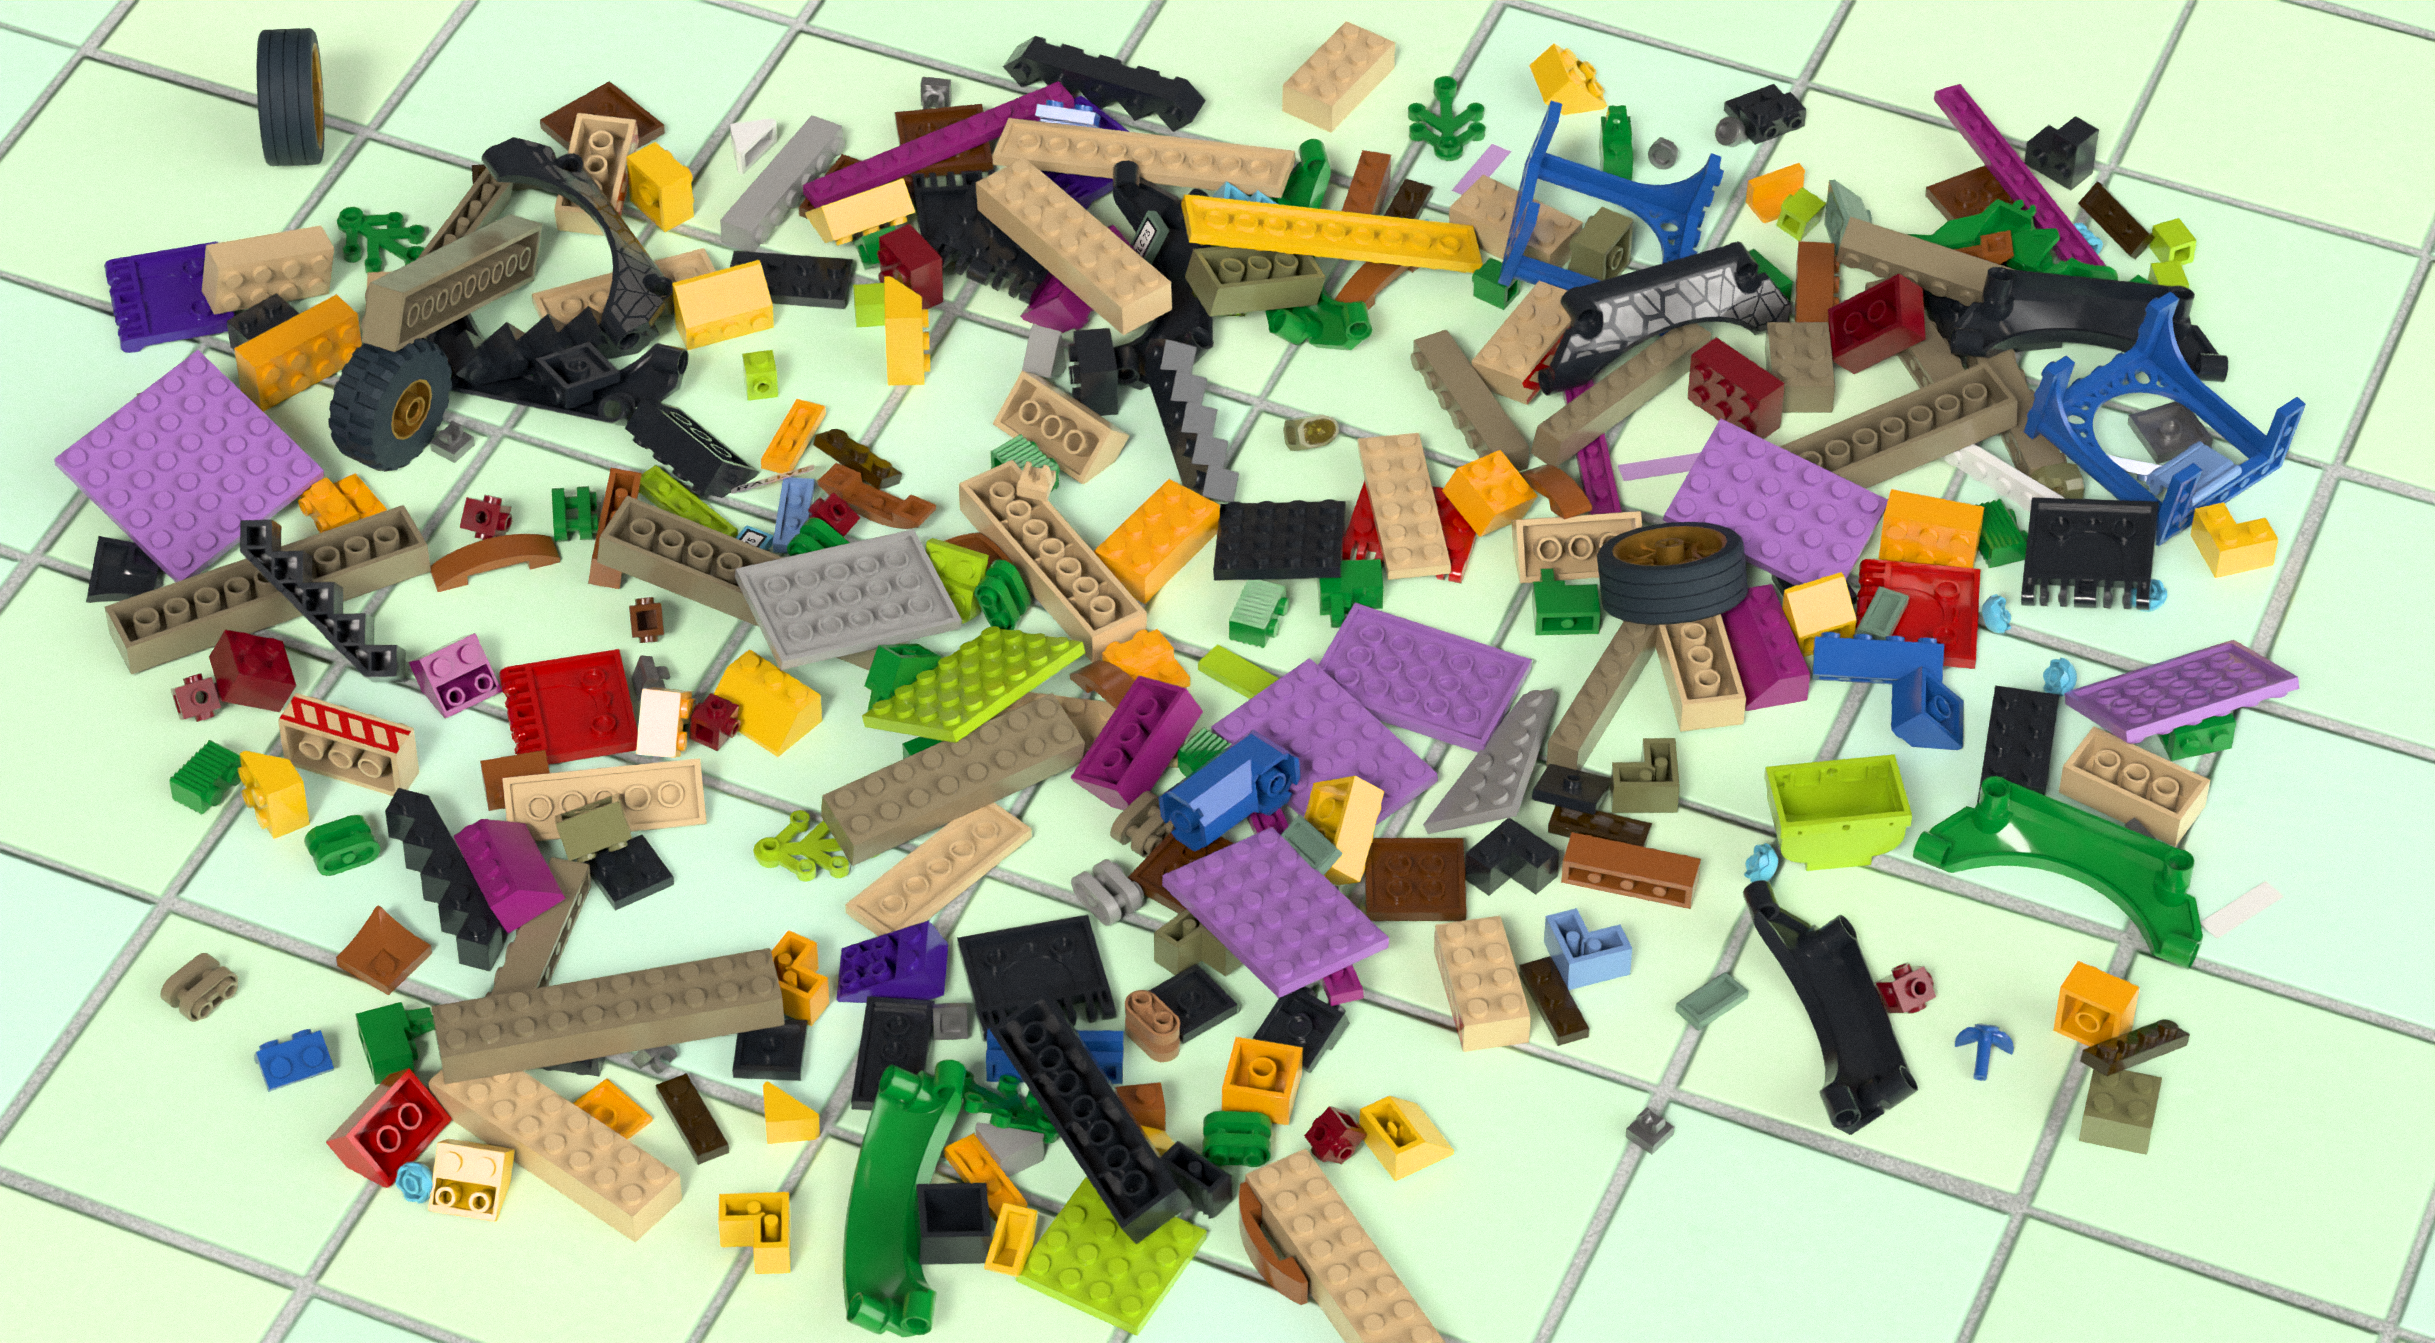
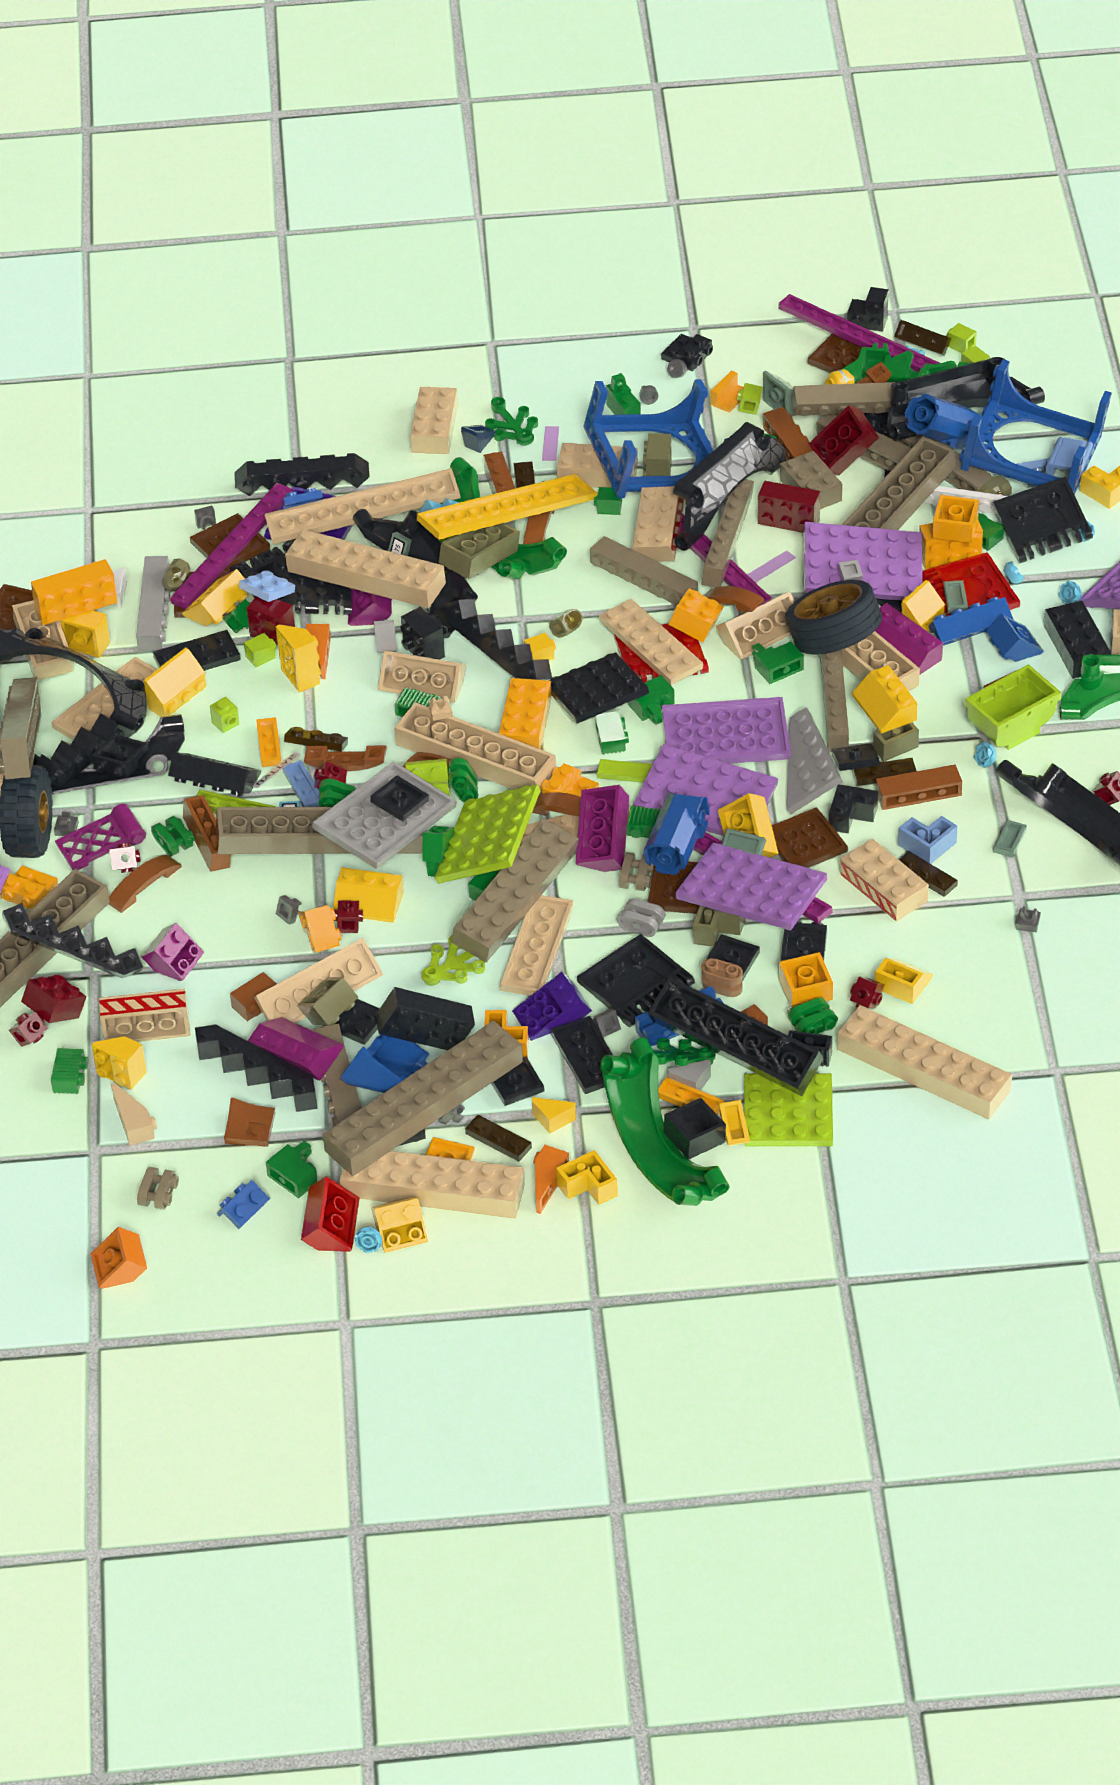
camera: 25 degrees left, 0 degrees up
(82, 1062) = (118, 1259): none -> orange slope
(238, 884) = (134, 1117): none -> tan slope
(342, 845) = (179, 1074): green brick -> none
(520, 476) = (125, 827): none -> magenta piece
(572, 708) = (254, 941): red hinge -> none
(601, 943) = (384, 1064): none -> blue windscreen
(646, 620) = (264, 876): reddish brown brick -> none
(658, 125) = (74, 592): none -> light orange brick
(691, 905) = (424, 1019): none -> black brick
(701, 1206) = (545, 1173): none -> orange slope
(830, 156) = (175, 574): none -> olive rock
(877, 583) = (399, 798): none -> black plate
(927, 218) = (267, 586): none -> light blue plate
(956, 326) = (323, 636): none -> orange slope
(1248, 454) = (541, 647): none -> yellow brick
(1282, 1275) = (891, 1079): dark orange slope -> none
(1381, 121) = (476, 436): none -> slope
(1567, 81) = (566, 374): yellow slope -> none
(1656, 723) = (886, 700): none -> yellow slope
(1739, 515) = (850, 570): none -> light grey plate
(1934, 231) = (839, 377): none -> yellow head
(1939, 499) = (955, 518): none -> light orange brick
(2027, 341) = (939, 419): none -> blue brick
(2168, 430) = (1032, 440): flat silver plate -> none

